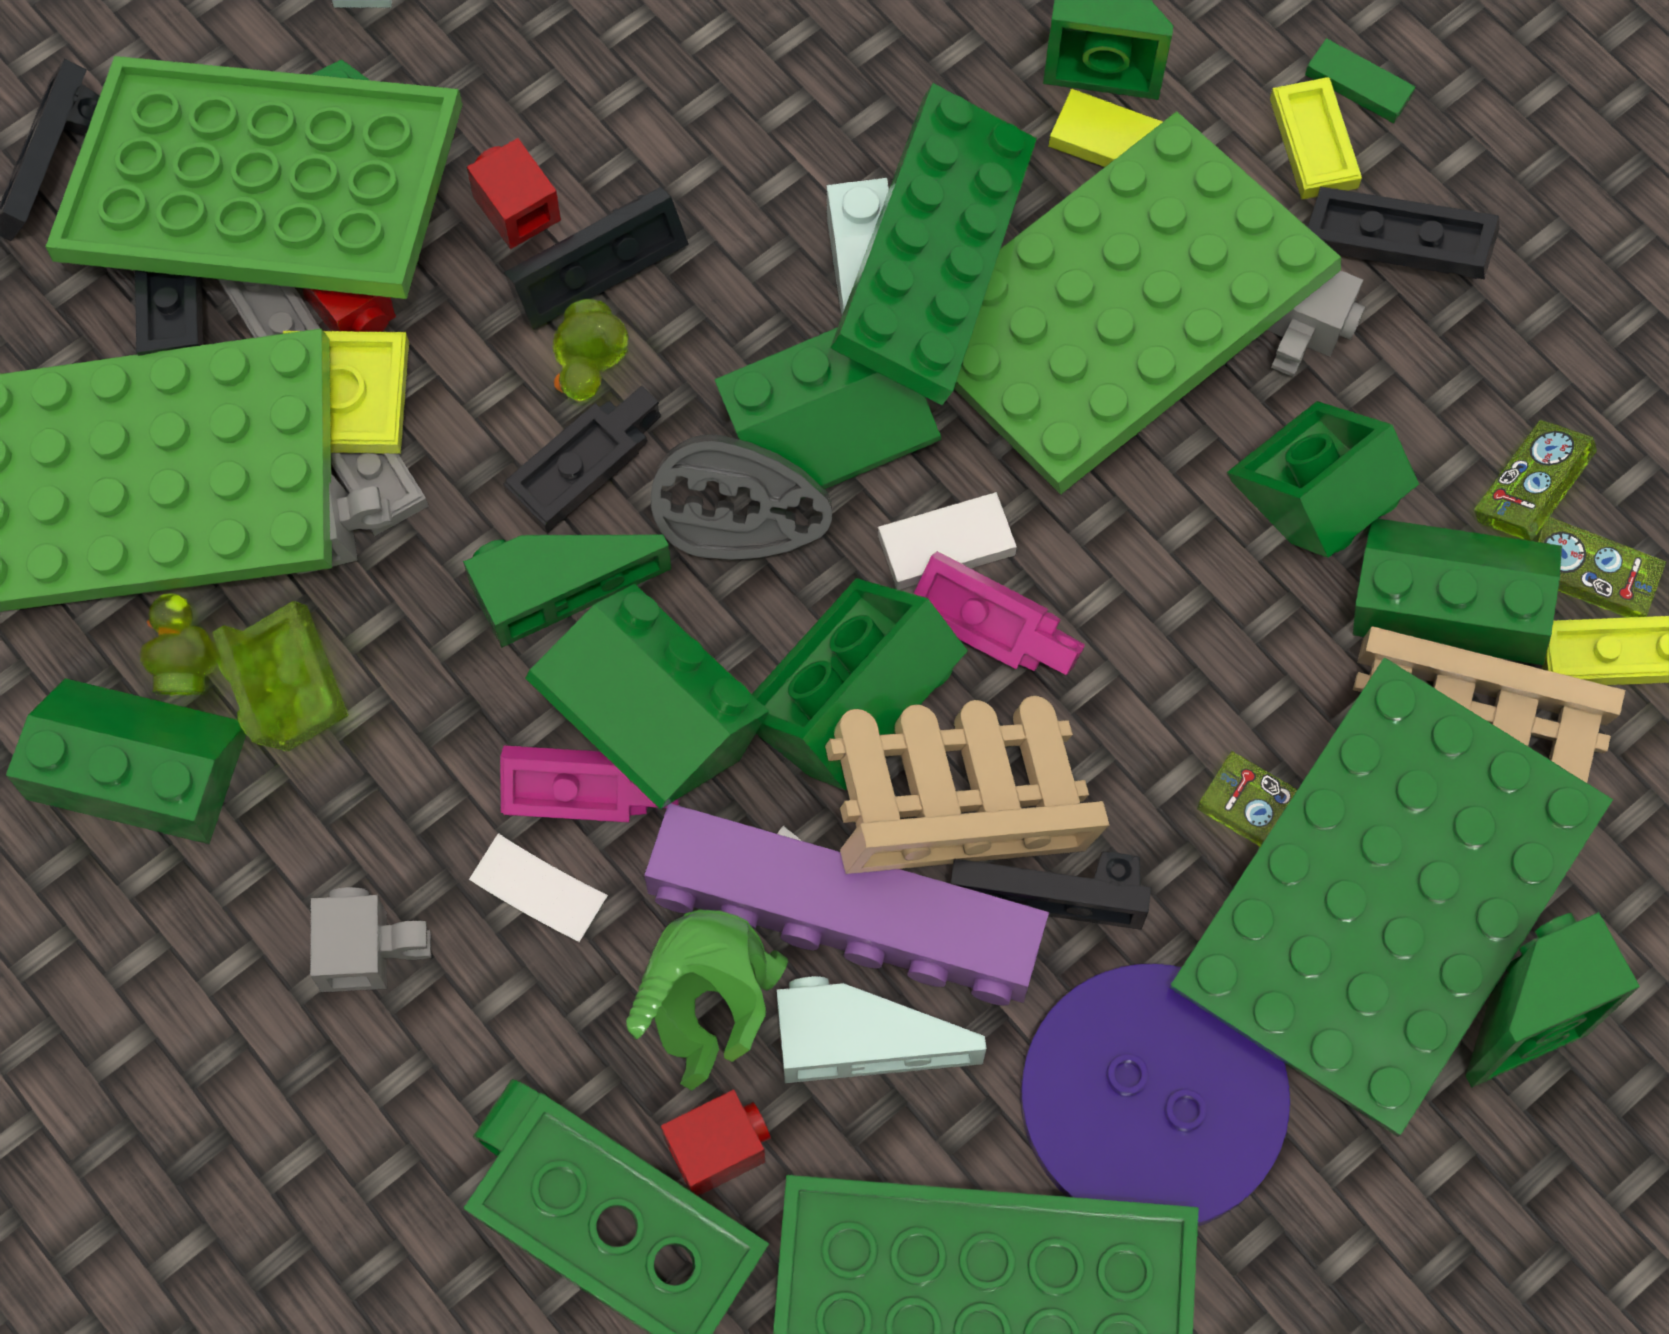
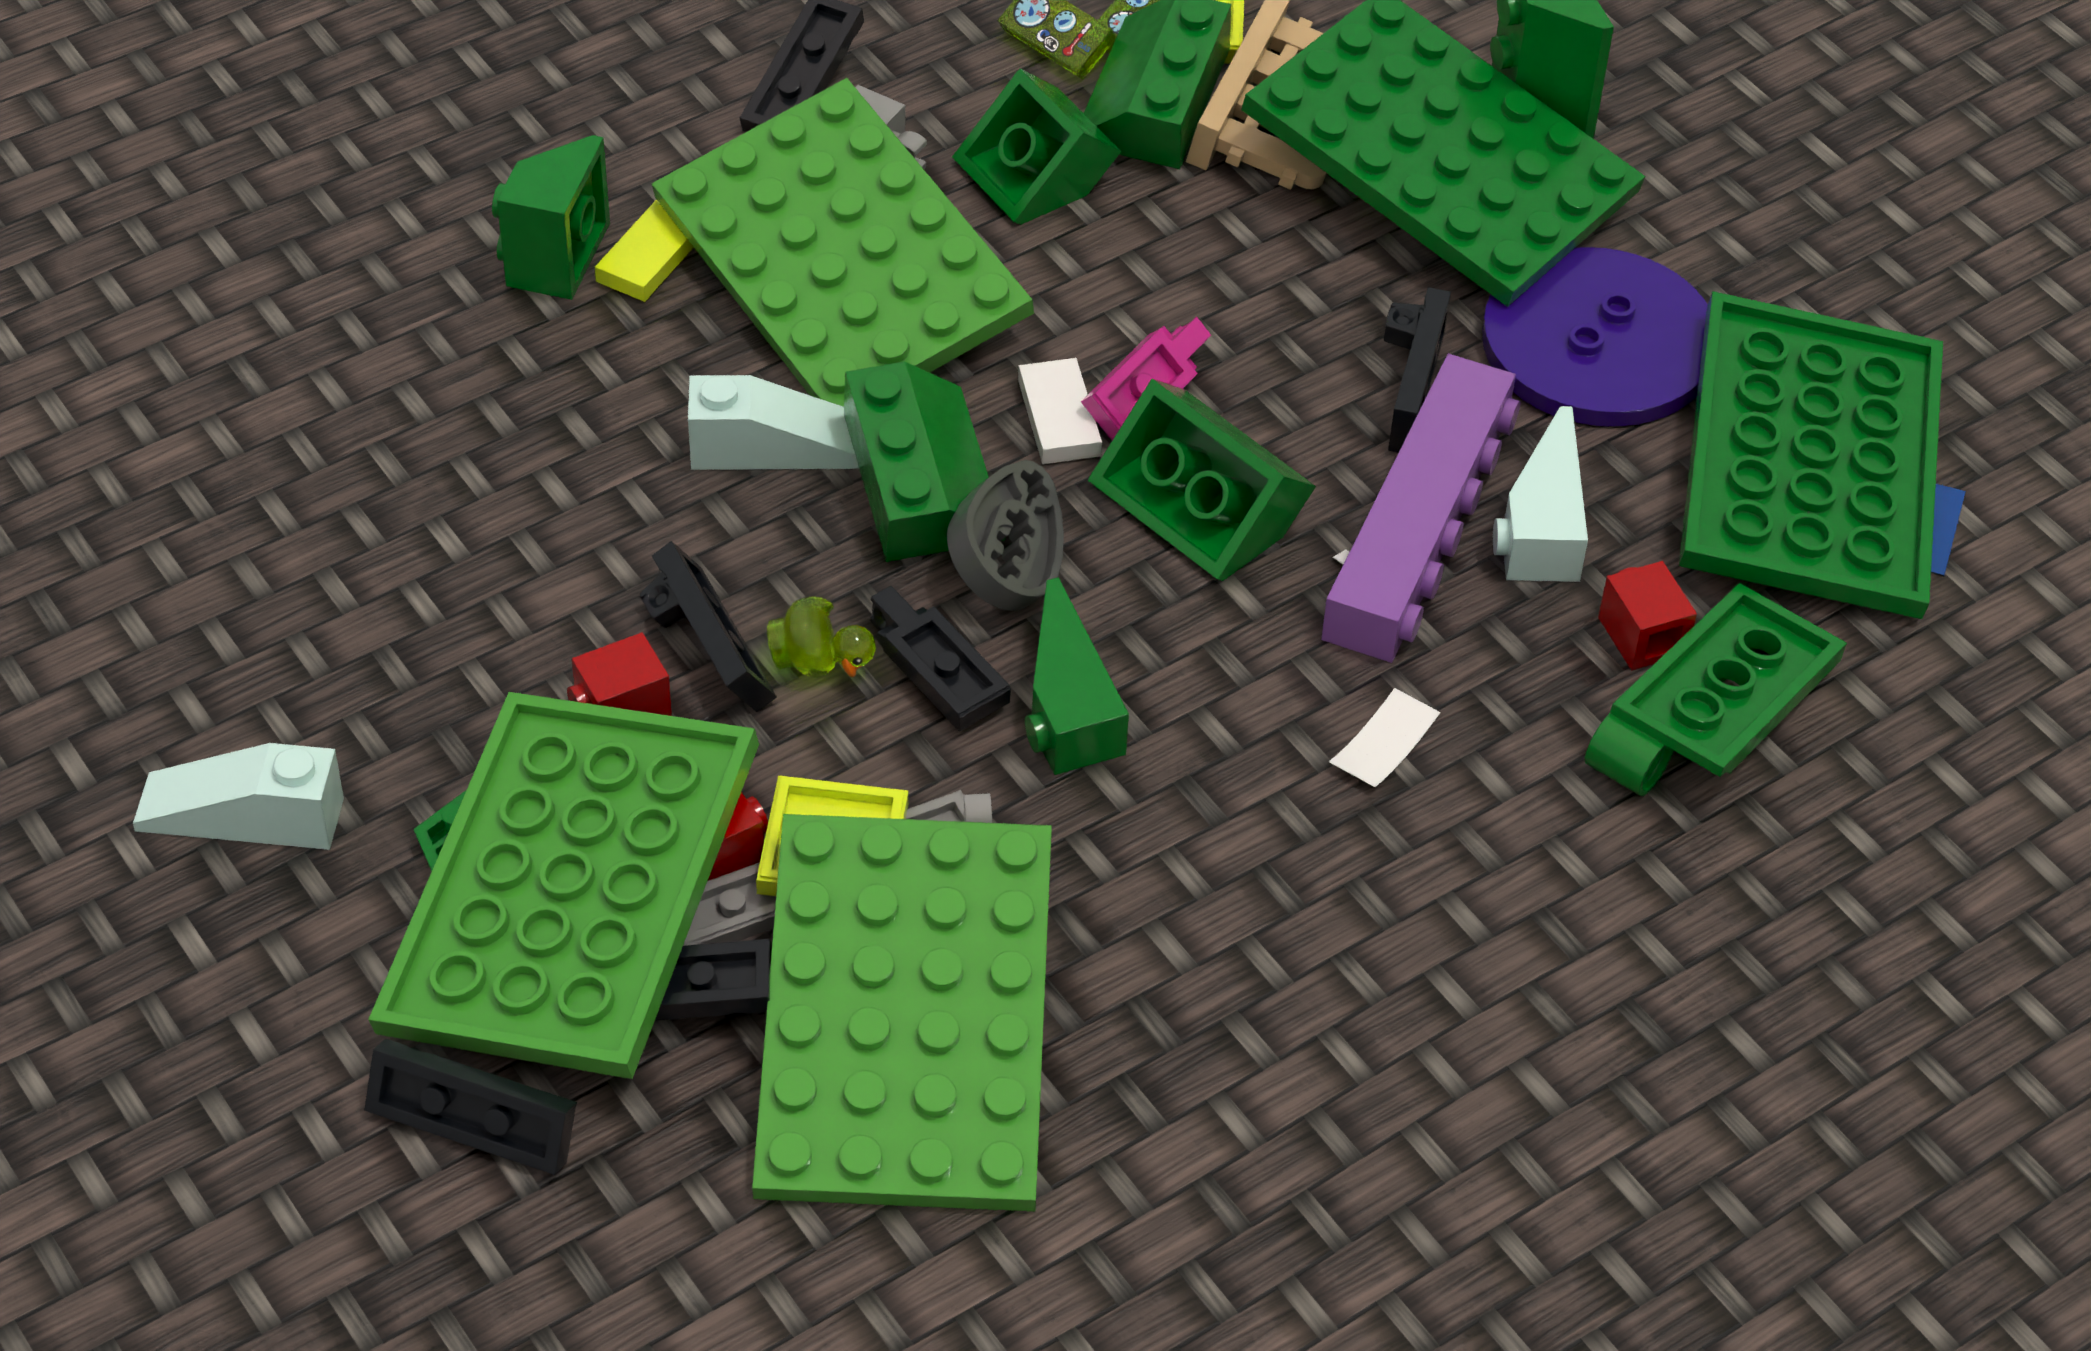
camera: 85 degrees left, 20 degrees down
(127, 759) = (1230, 1046): green slope -> none
(180, 652) = (1123, 1001): clear neon green animal -> none
(280, 678) = (1153, 908): clear neon green bracket -> none
(354, 941) = (1441, 865): light grey brick -> none
(567, 785) = (1290, 683): dark pink hinge -> none
(648, 696) = (1212, 604): green slope -> none
(696, 956) = (1488, 599): bright green piece -> none
(935, 245) = (772, 341): green plate -> none
(940, 830) = (1326, 395): tan fence -> none
(1246, 798) = (1341, 238): clear neon green tile -> none
(1315, 137) = (680, 121): neon yellow tile -> none
(1360, 80) = (626, 86): green piece -> none

